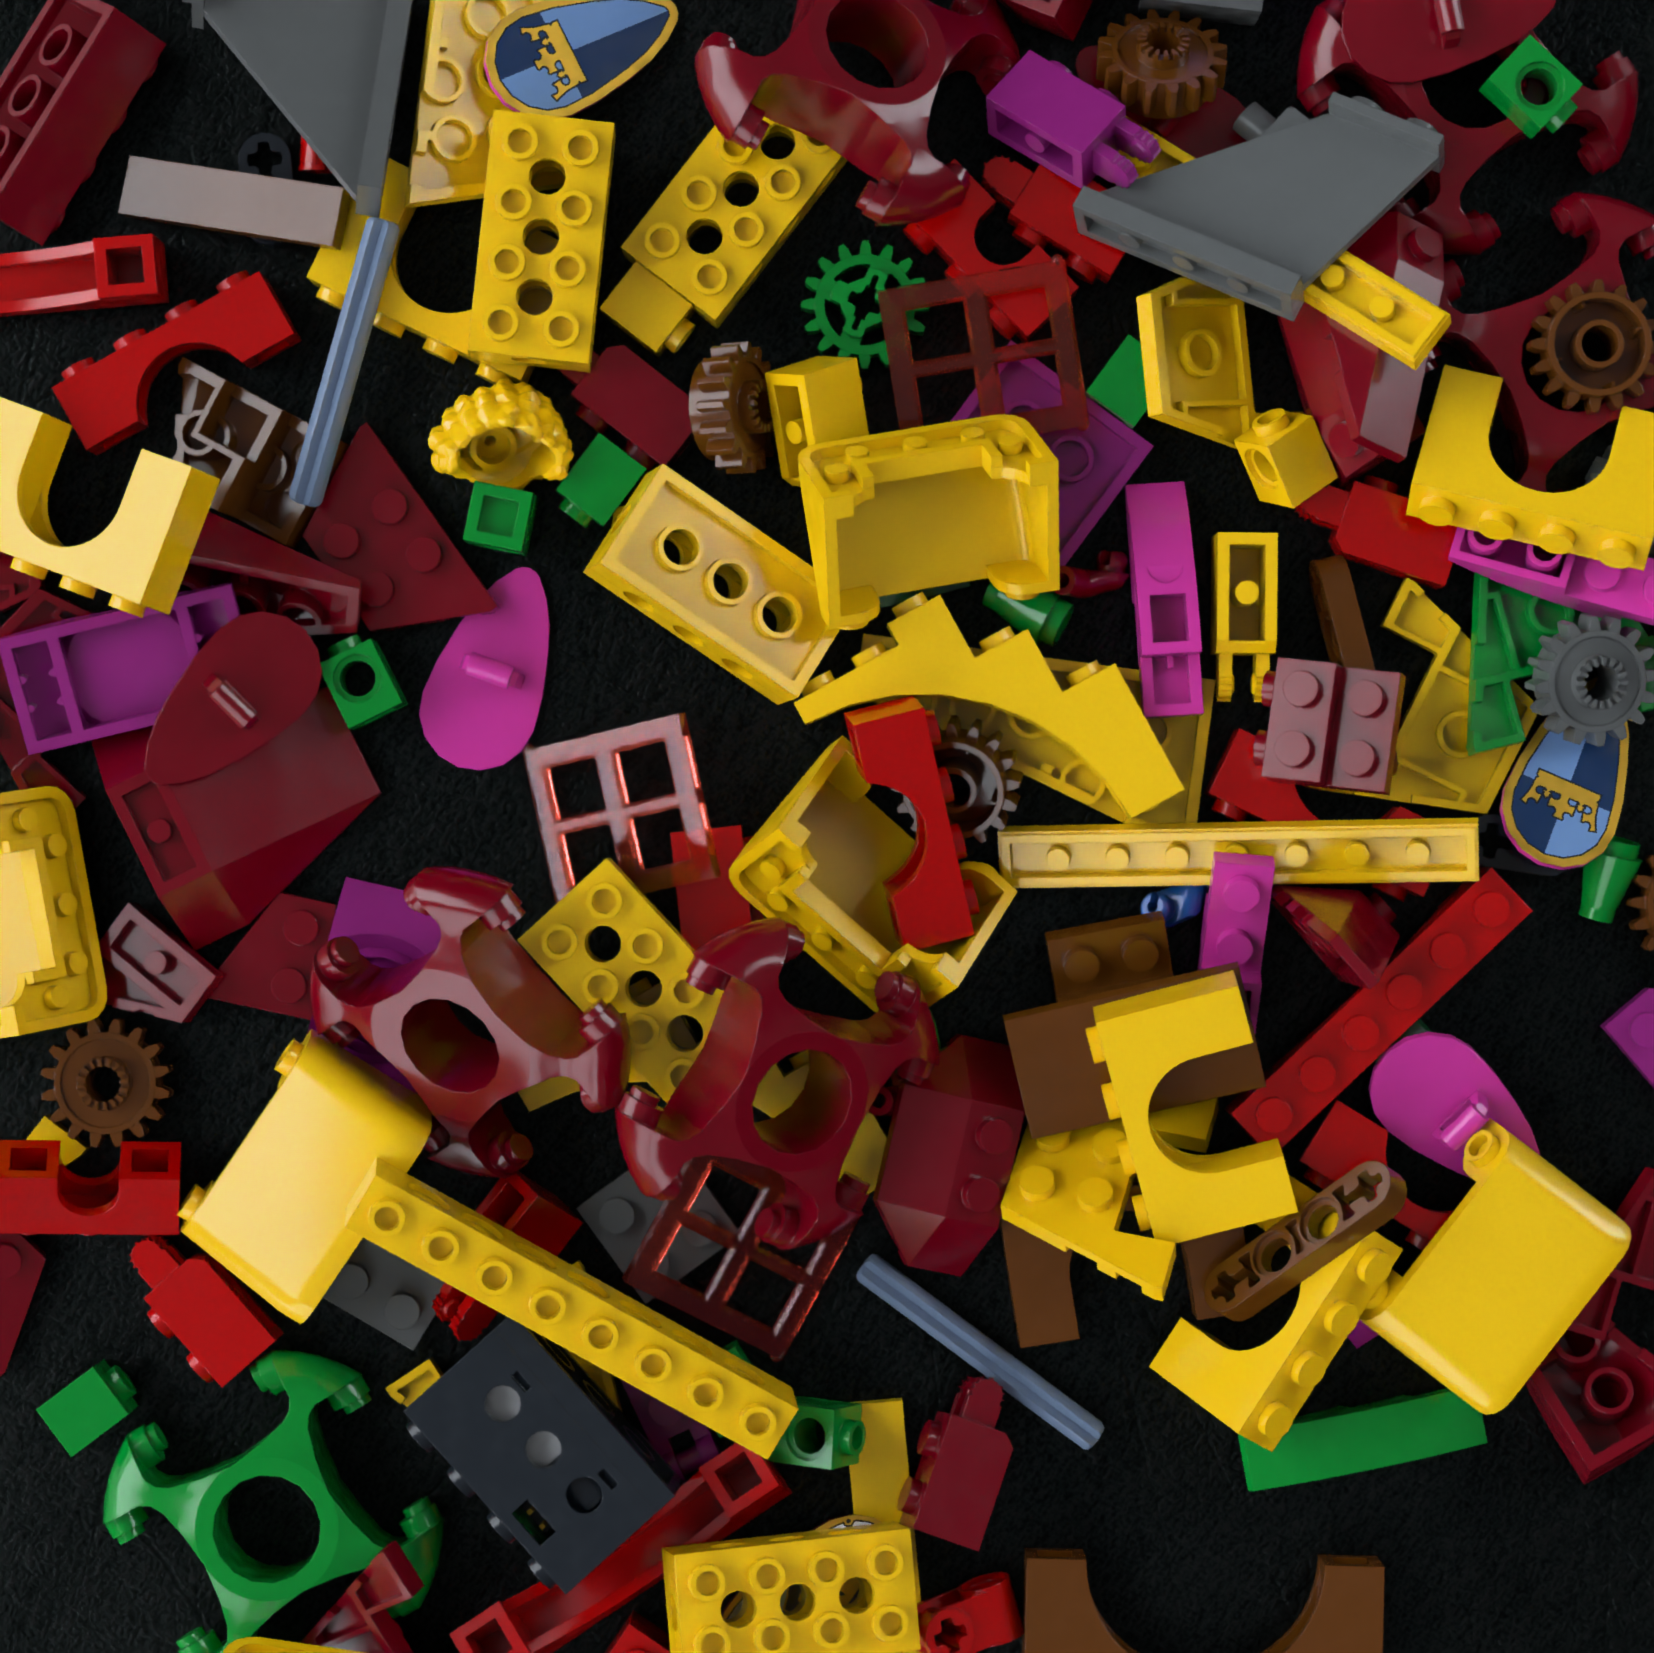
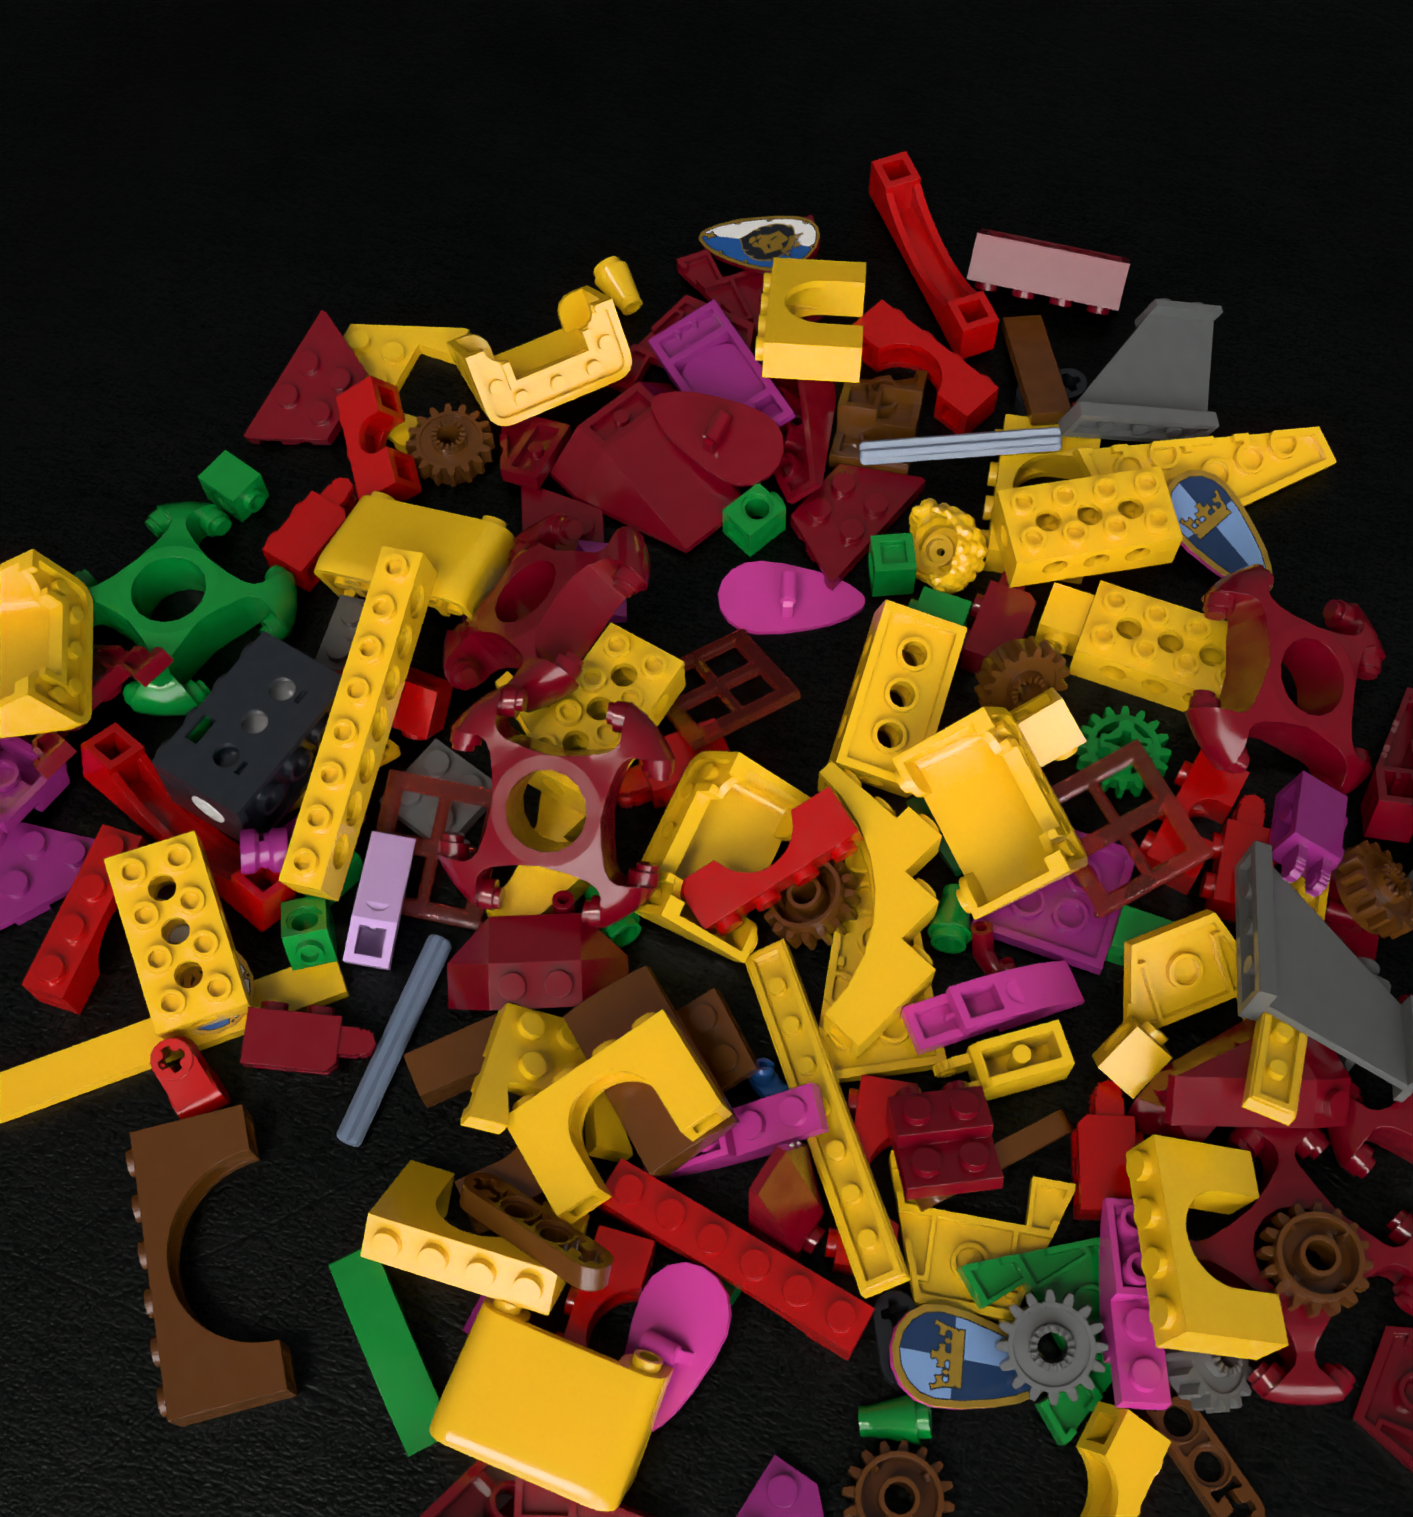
camera: 80 degrees right, 25 degrees down
(712, 1470) = (263, 850): none -> magenta wheel
(806, 1334) = (379, 901): none -> lavender slope

